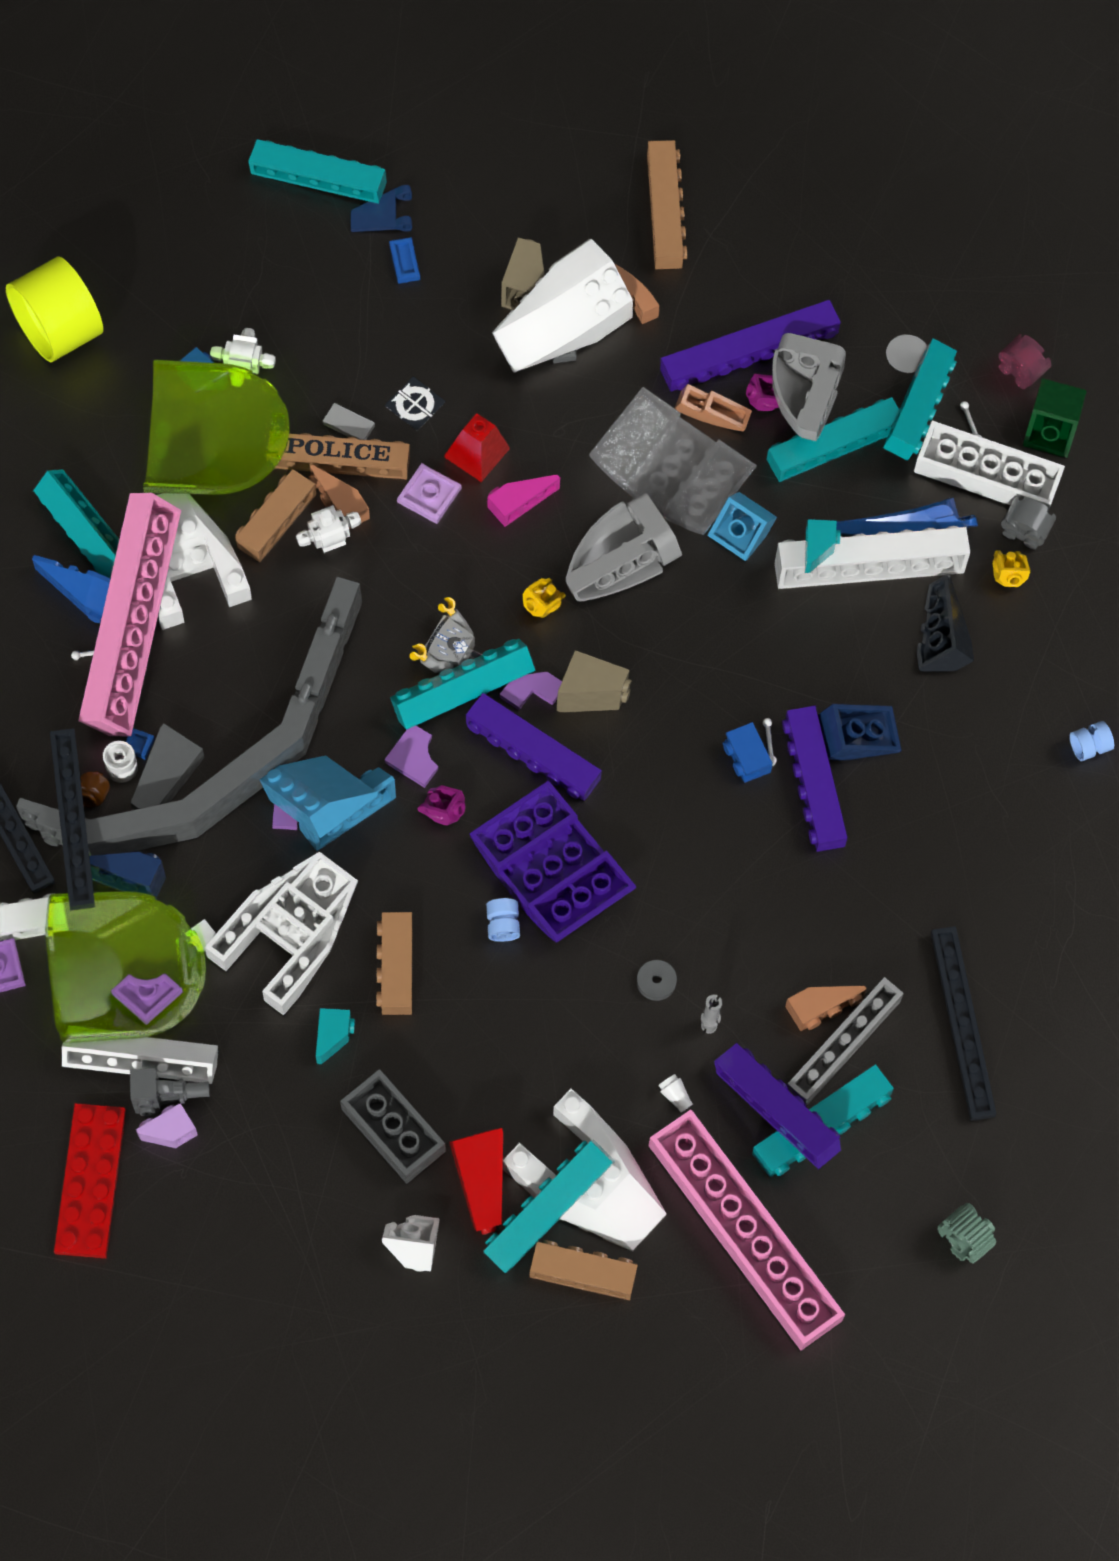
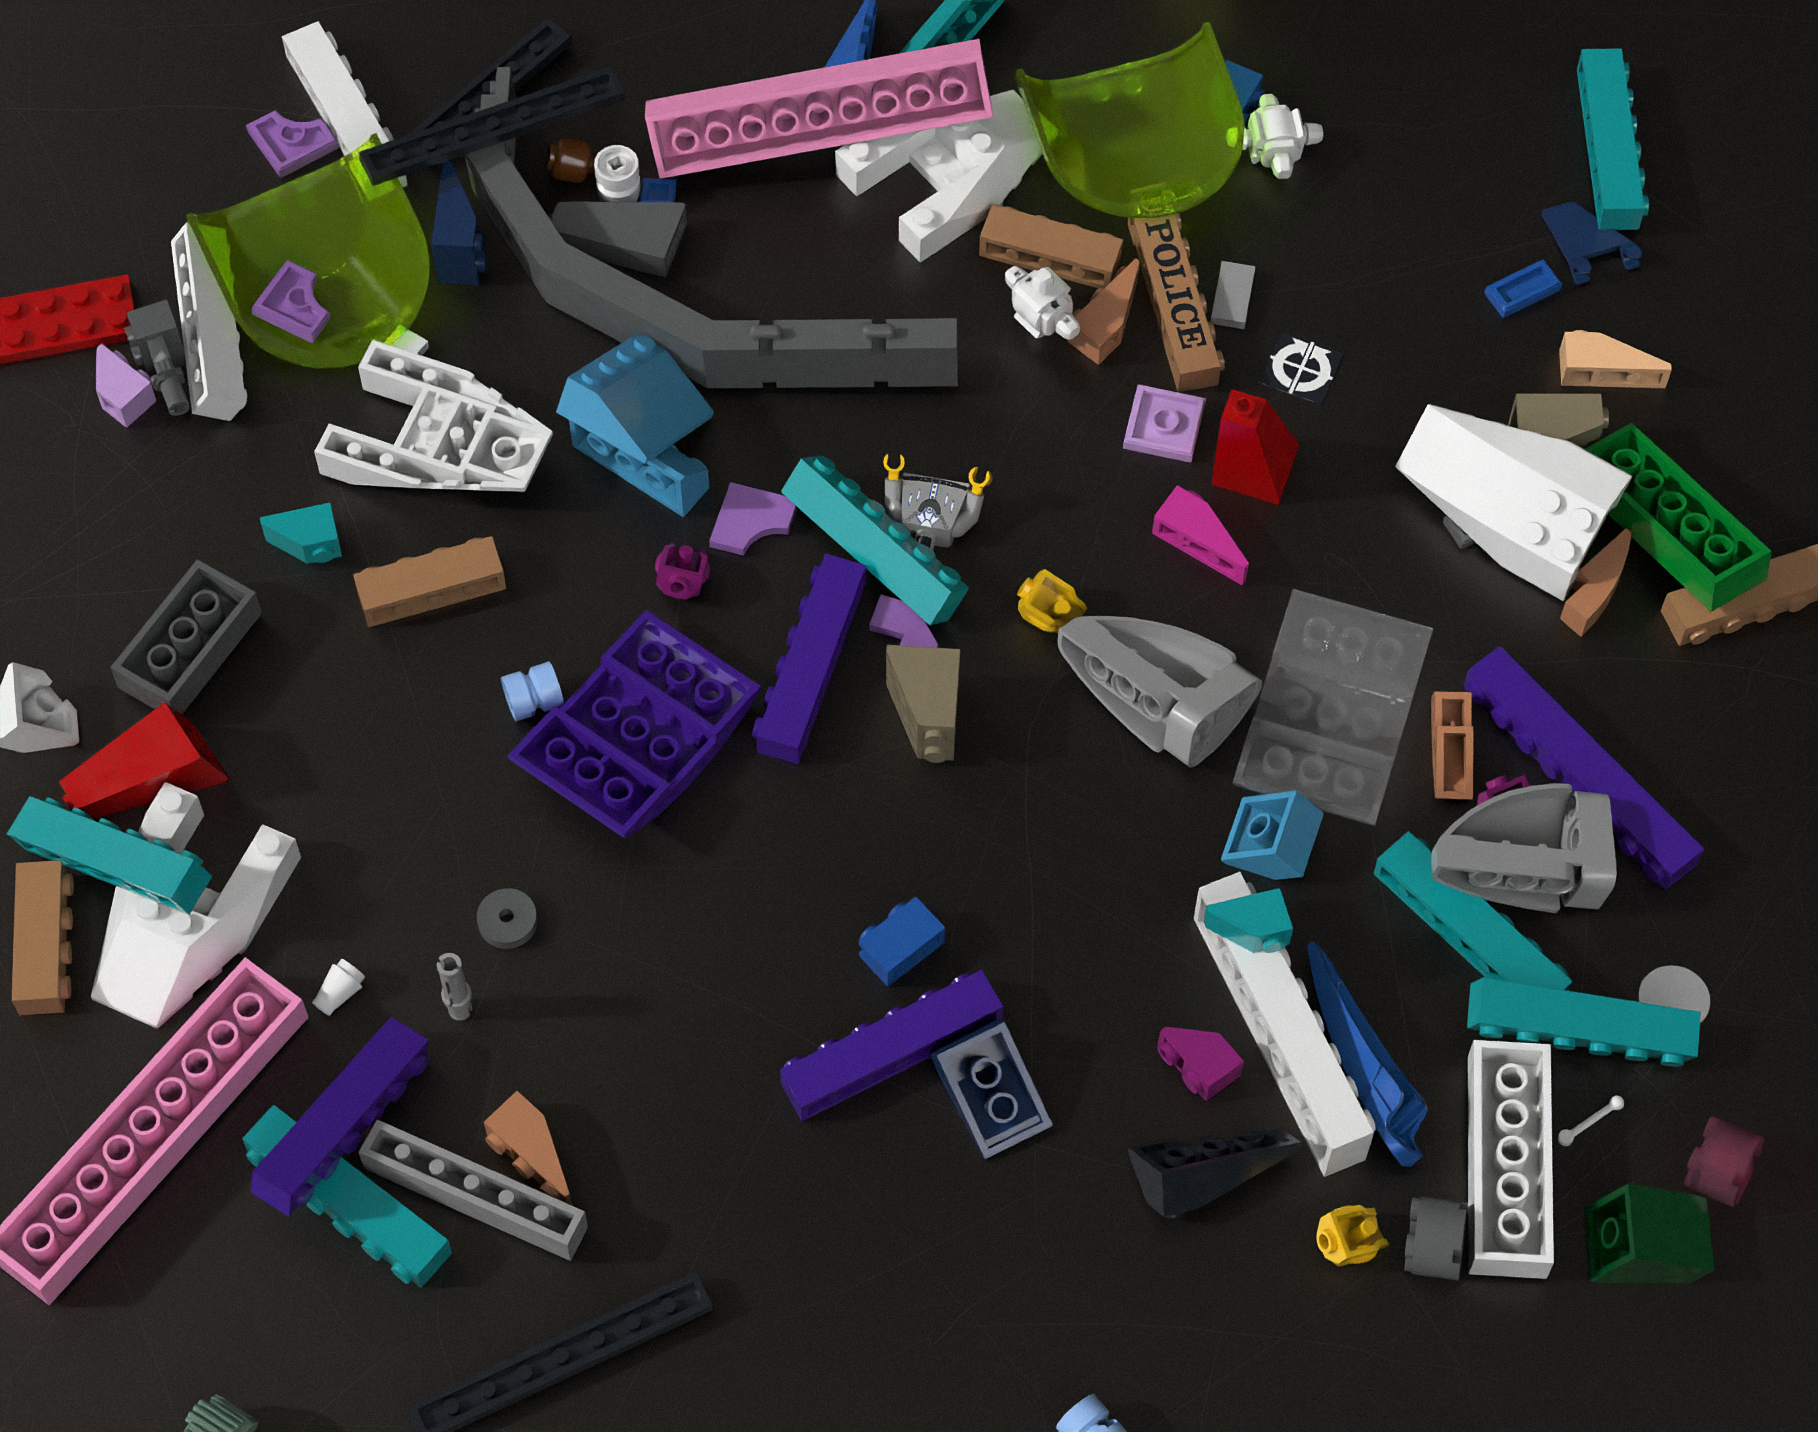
camera: 75 degrees right, 5 degrees down
(477, 233) = (1606, 362): none -> light nougat slope
(616, 229) = (1682, 522): none -> green brick
(767, 723) = (906, 981): white hinge -> none
(877, 610) = (1201, 1057): none -> magenta slope

